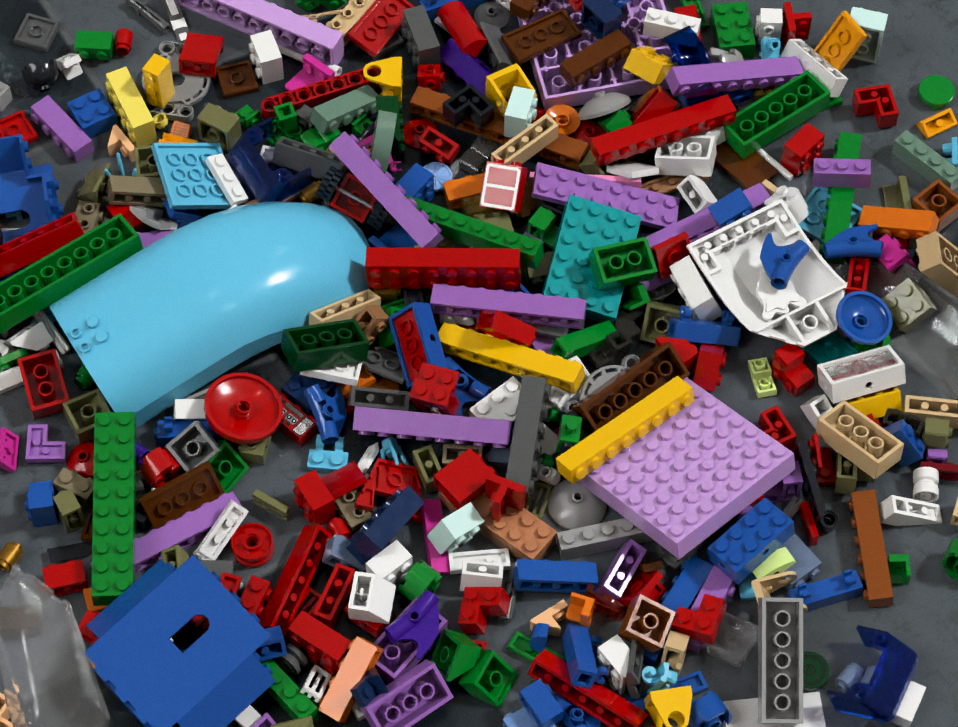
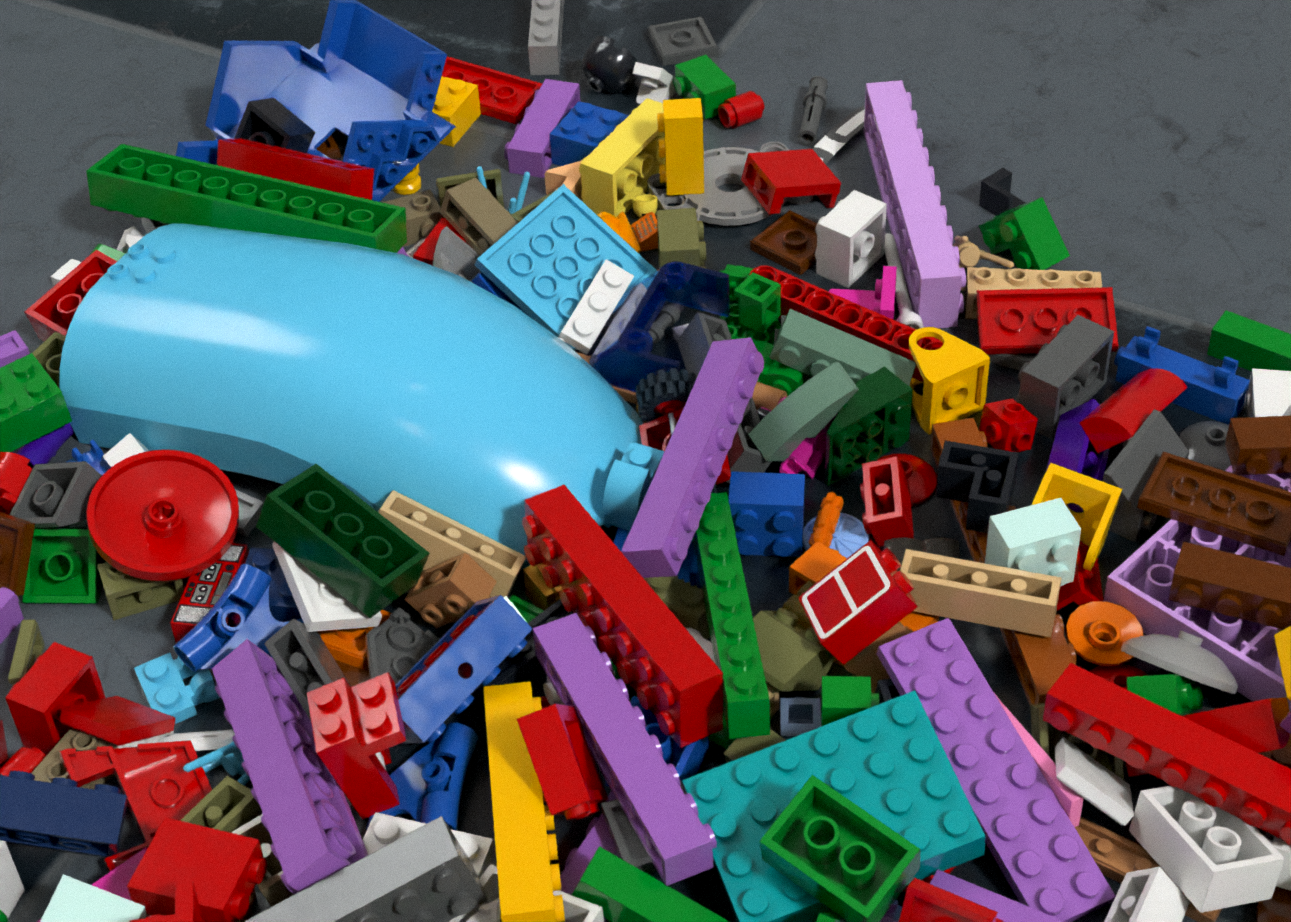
camera: 60 degrees right, 15 degrees down
(372, 226) = (629, 484): none -> medium azure brick
(438, 180) = (827, 519): none -> orange axle

